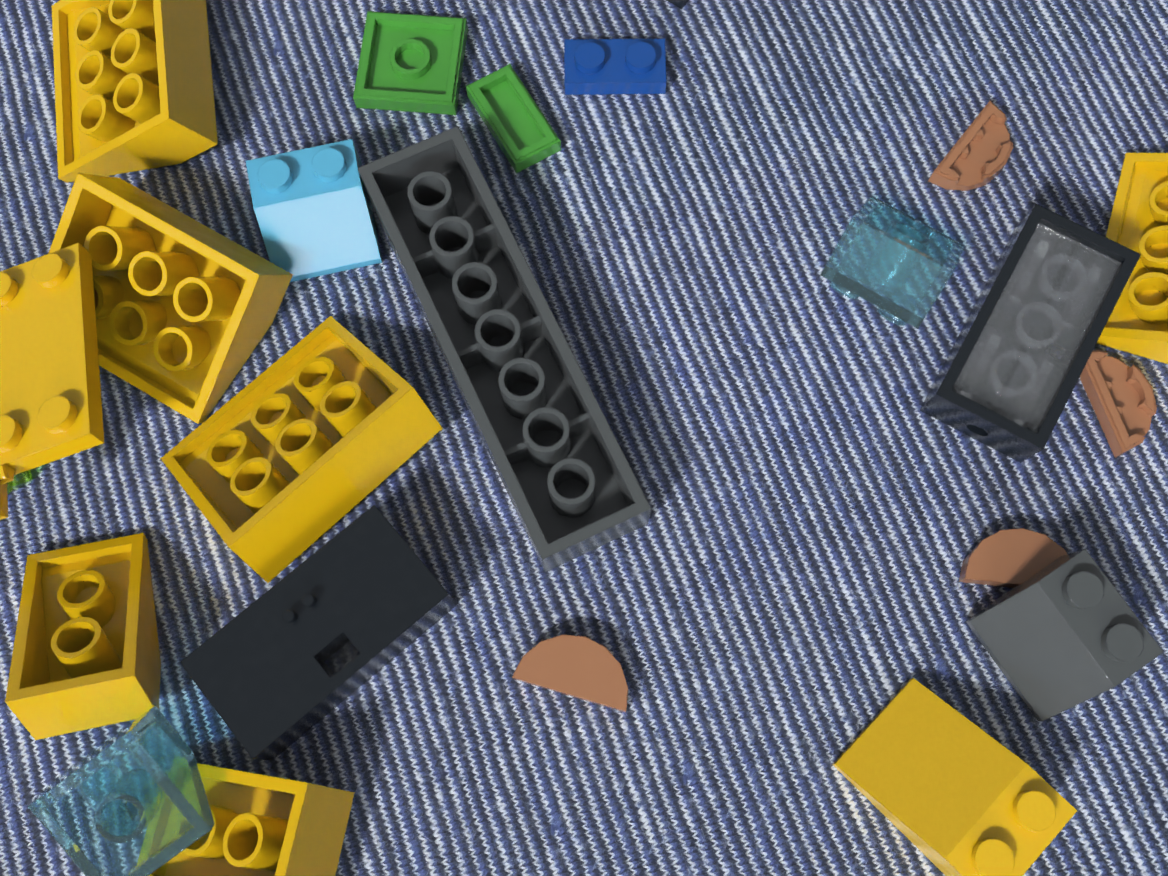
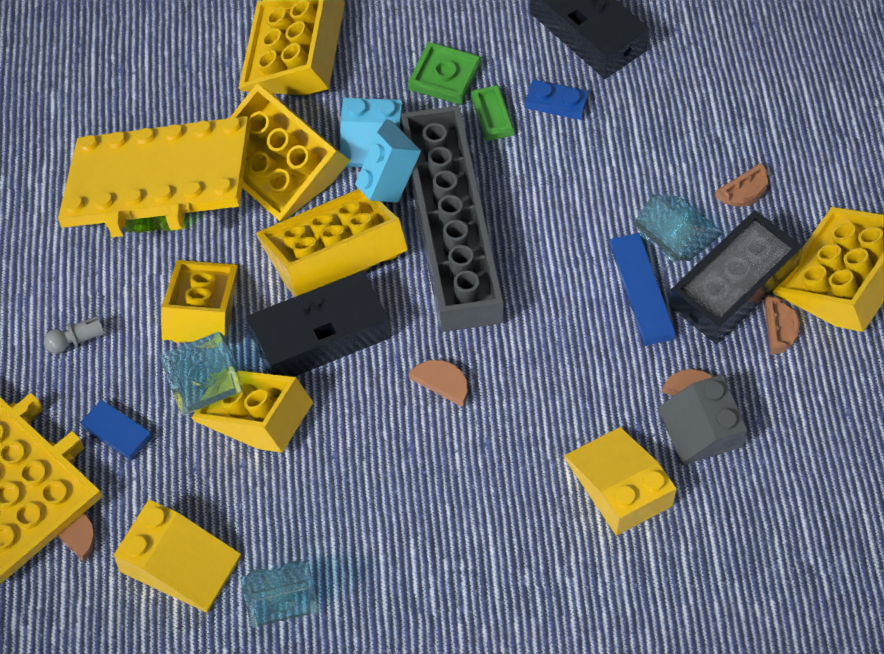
camera: 15 degrees right, 15 degrees down
(361, 275) = (387, 164): none -> medium azure slope
(867, 393) = (642, 289): none -> blue tile

